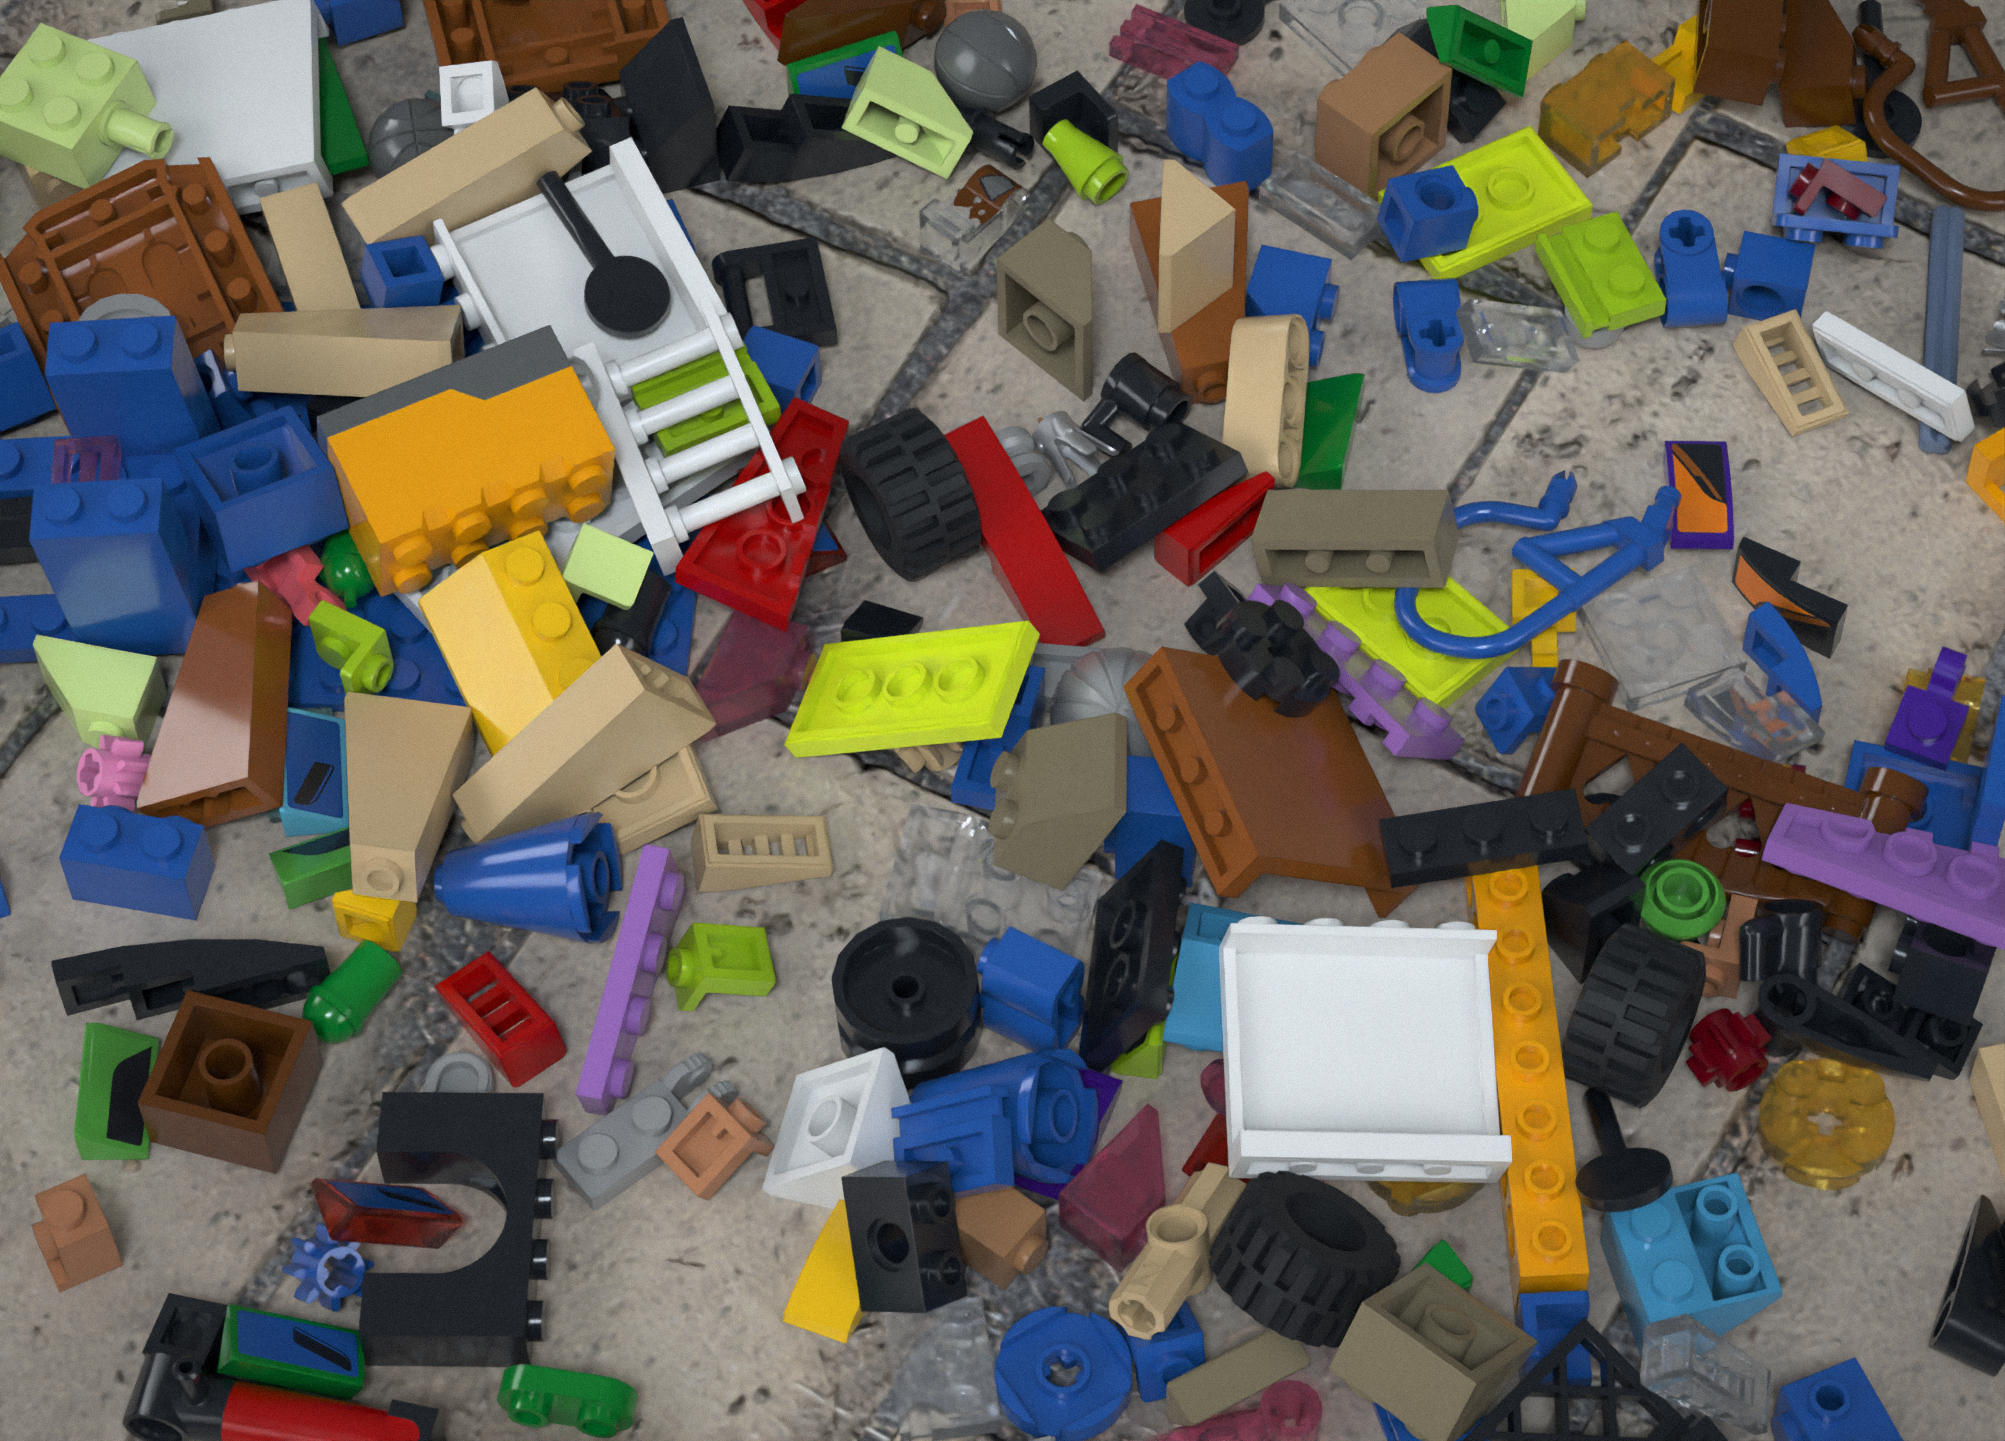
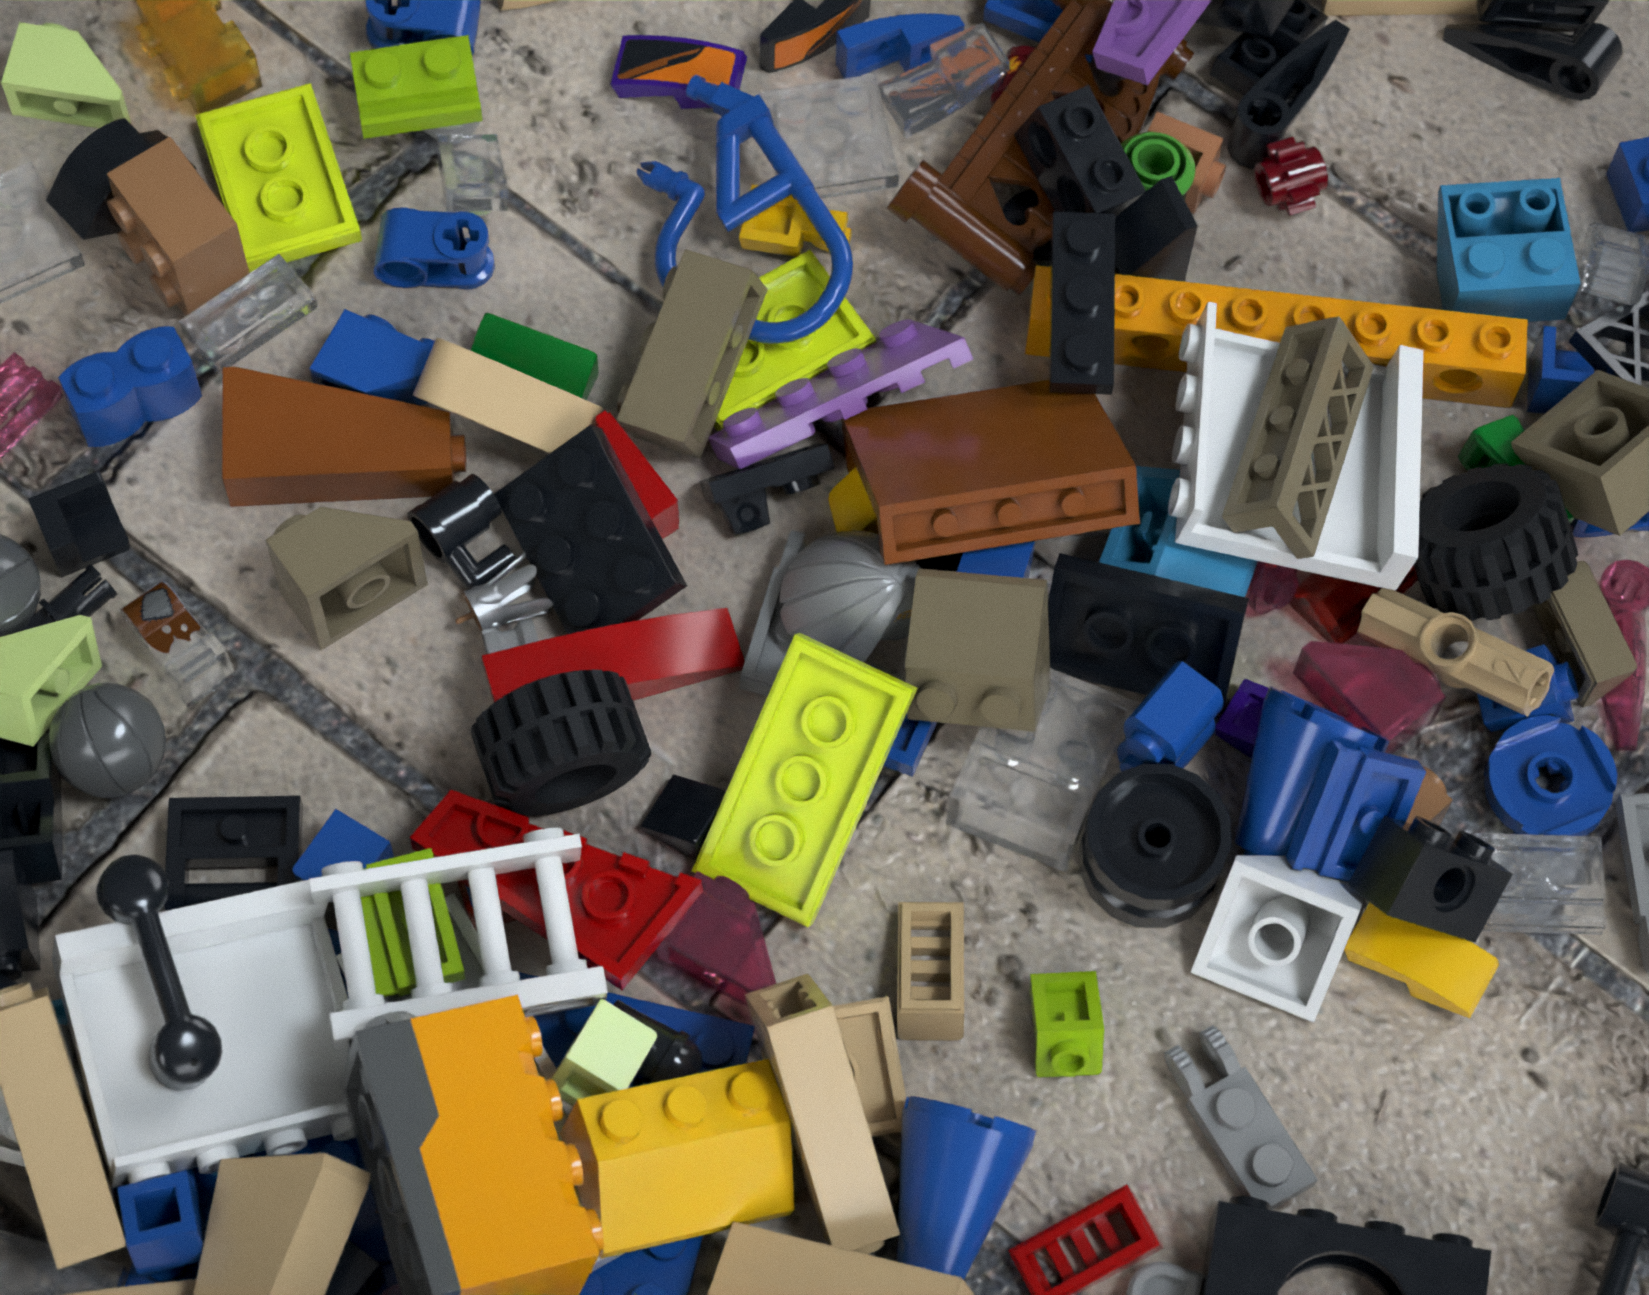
camera: 85 degrees left, 10 degrees up
(556, 256) = (133, 894): none -> black piece
(569, 1398) = (1548, 1202): green plate -> none
(621, 292) = (227, 985): black piece -> none
(631, 980) = (1088, 1102): medium lavender wing -> none
(714, 1143) = (1274, 1052): nougat bracket -> none
(857, 176) = (107, 740): none -> dark grey piece
(1088, 164) = (138, 519): lime cone -> none
(1194, 246) = (332, 418): tan slope -> none
(1274, 655) = (860, 431): black plate -> none
(1369, 1021) = (1291, 426): none -> dark tan fence
(1427, 213) = (309, 214): blue brick -> none
(1480, 48) = (138, 112): green slope -> none
(1516, 705) = (893, 259): blue bracket -> none
(1621, 1175) = (1445, 271): black piece -> none
(1634, 1015) = (1273, 225): black tyre -> none
(1782, 940) = (1197, 100): black piece -> none
(1831, 1088) = (1365, 96): clear yellow plate -> none

